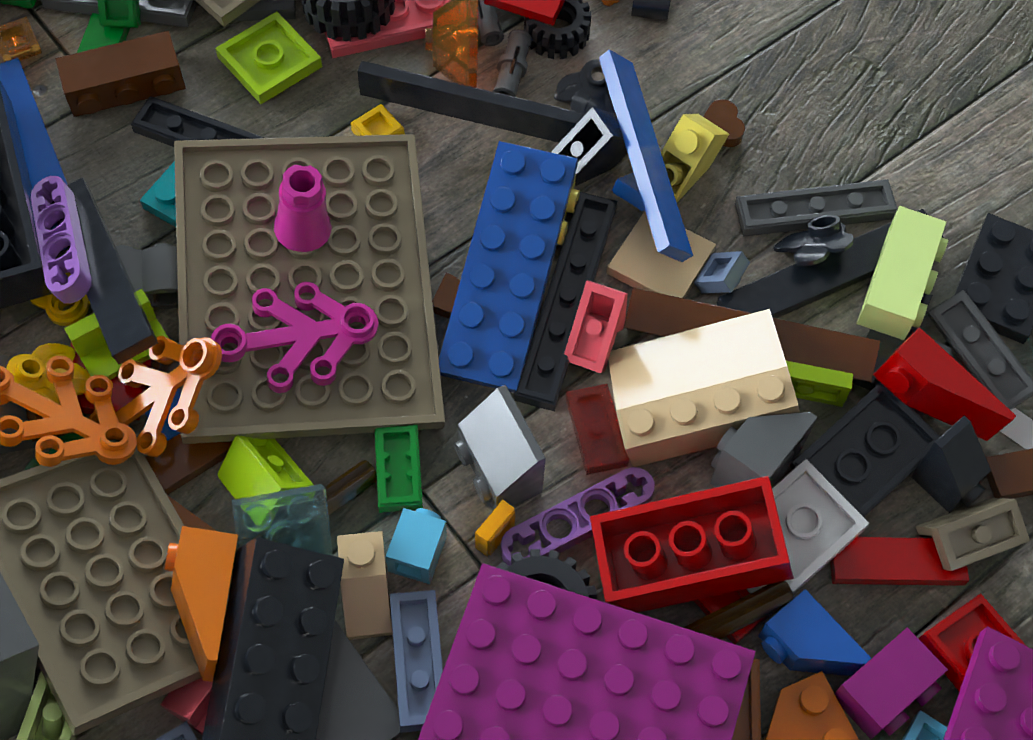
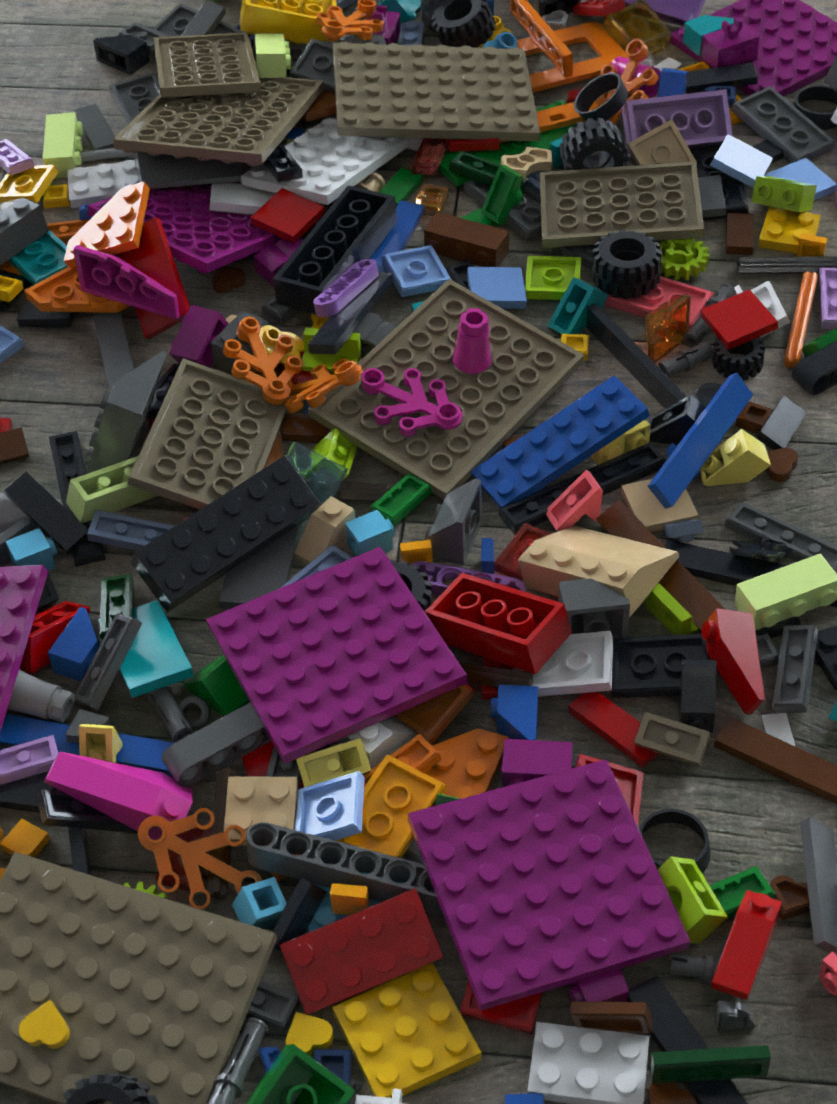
camera: 50 degrees right, 15 degrees down
(100, 152) = (415, 270): none -> light blue tile
(201, 588) = (246, 461): orange slope -> none
(222, 109) = (499, 285): none -> medium blue tile
(338, 80) = (572, 310): none -> teal slope
(573, 468) = (487, 555): none -> blue tile
(651, 85) = (753, 417): none -> reddish brown tile
(681, 77) = (781, 424): none -> tile

